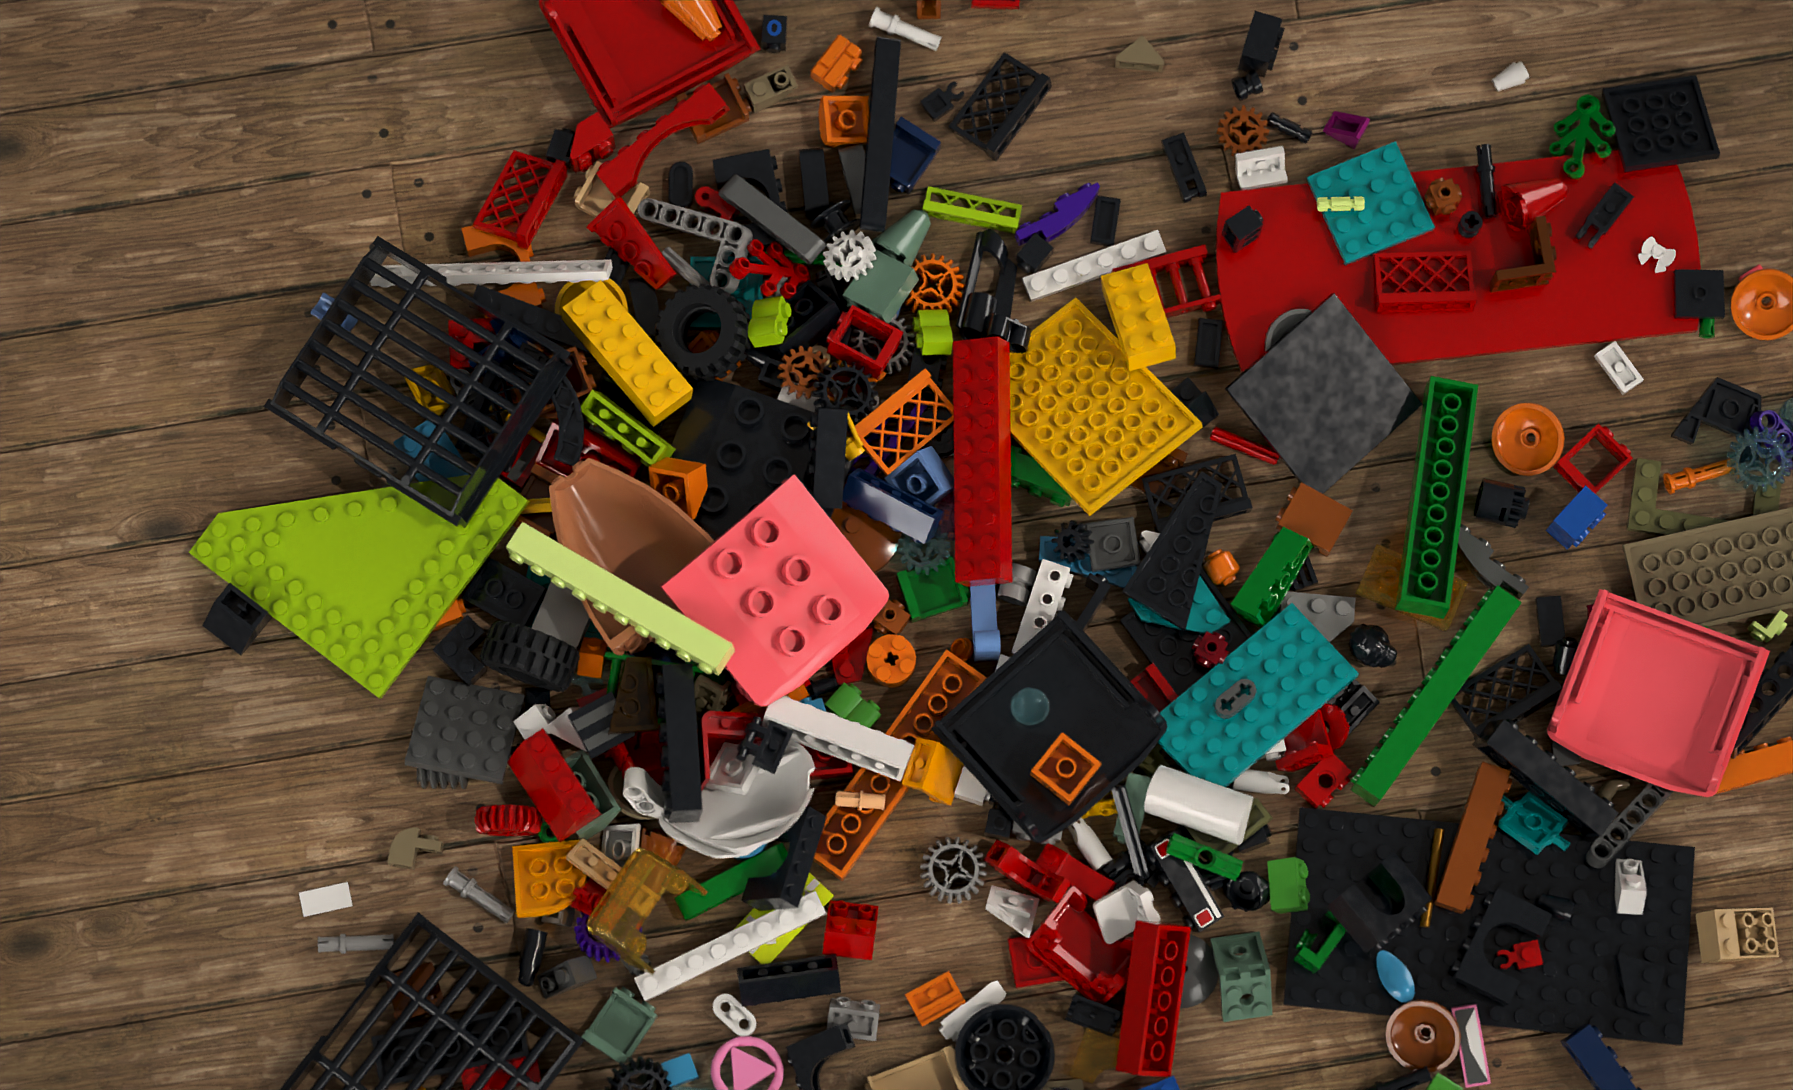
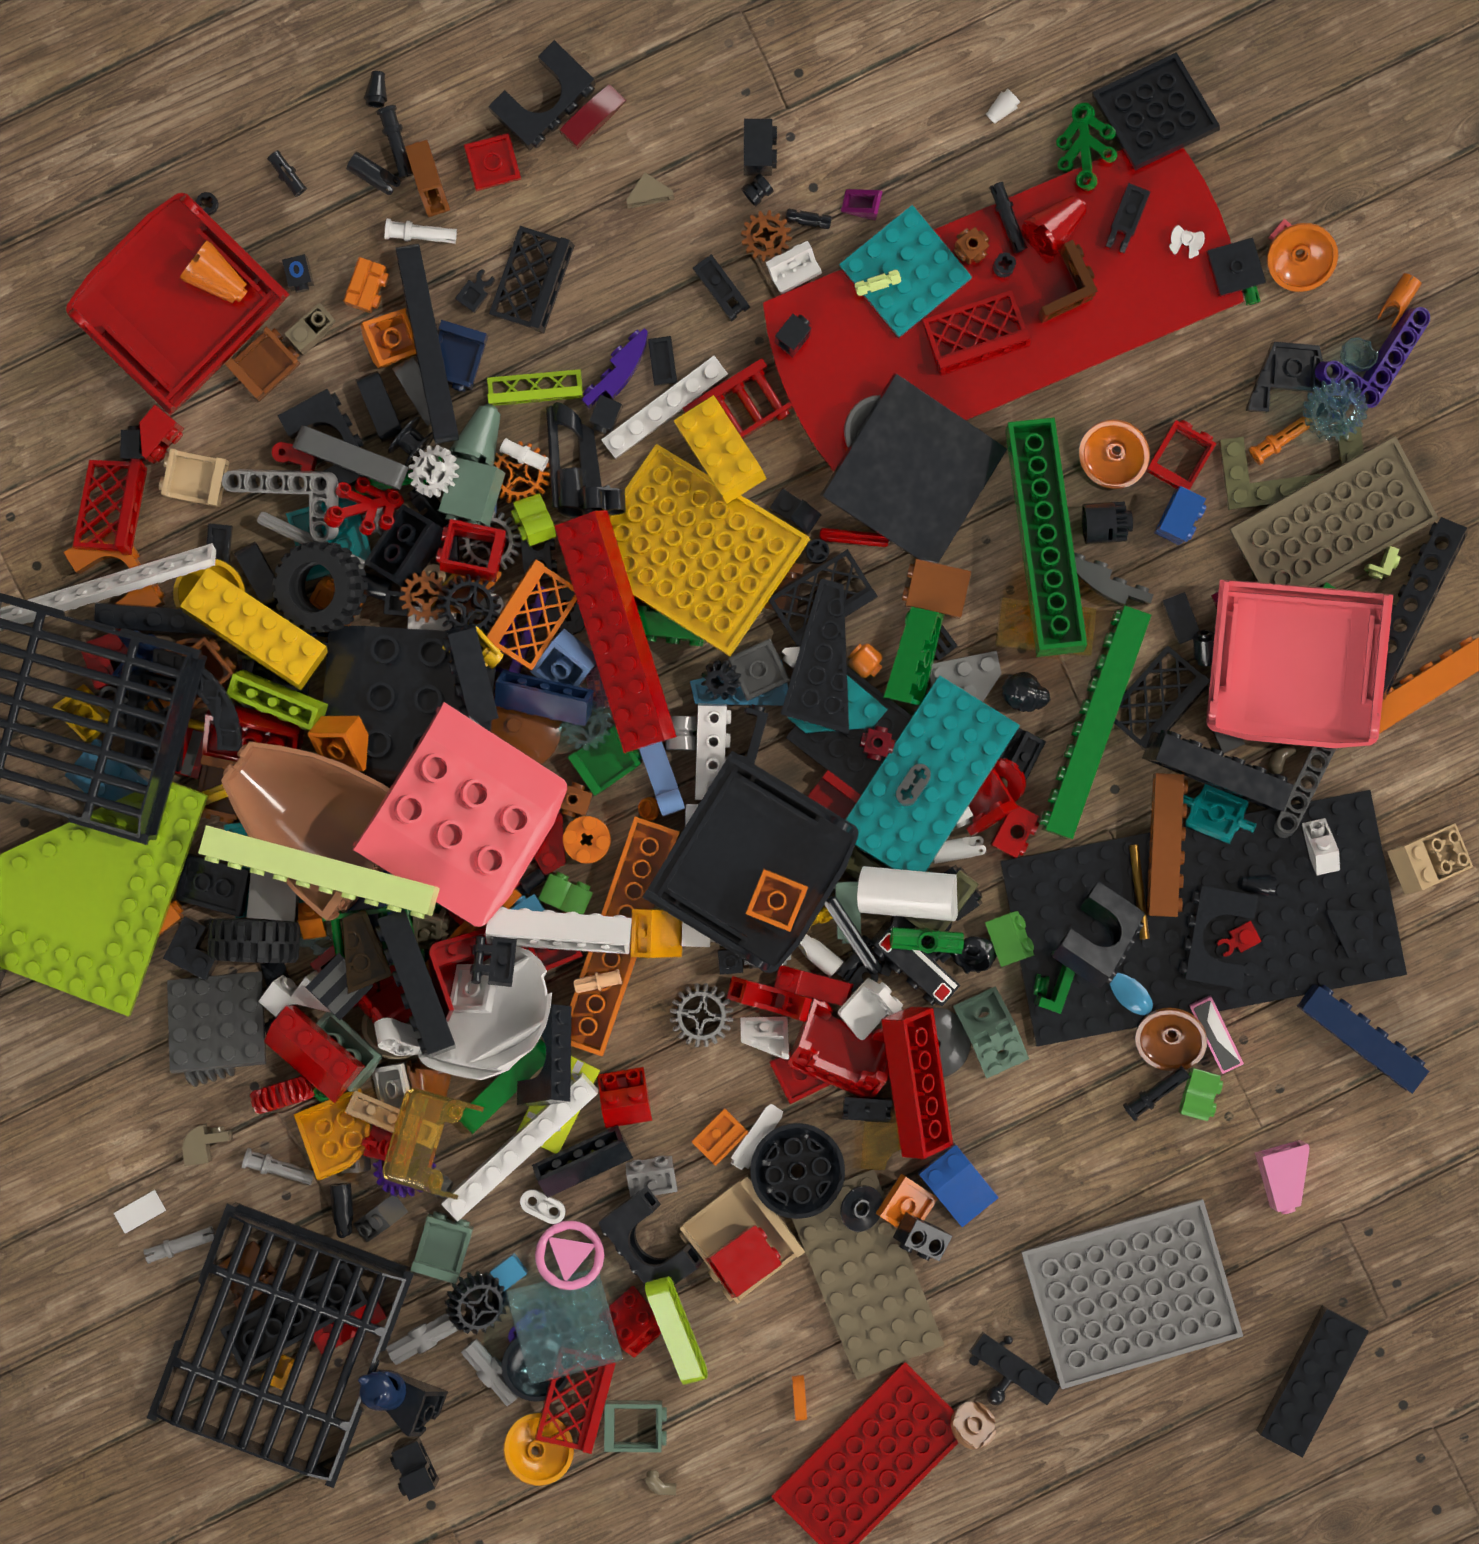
camera: 15 degrees left, 10 degrees up
(626, 235) = (219, 513): red wing -> none
(681, 184) = (256, 446): black tile -> none
(700, 109) = (197, 452): red arch -> none
(769, 321) = (377, 558): lime brick -> none
(943, 267) = (524, 454): none -> white pin
(1029, 706) = (726, 851): clear light blue hair -> none
(1208, 343) = (792, 449): black tile -> none
(1208, 444) = (819, 548): none -> black wheel
(1618, 367) = (1180, 358): white plate -> none

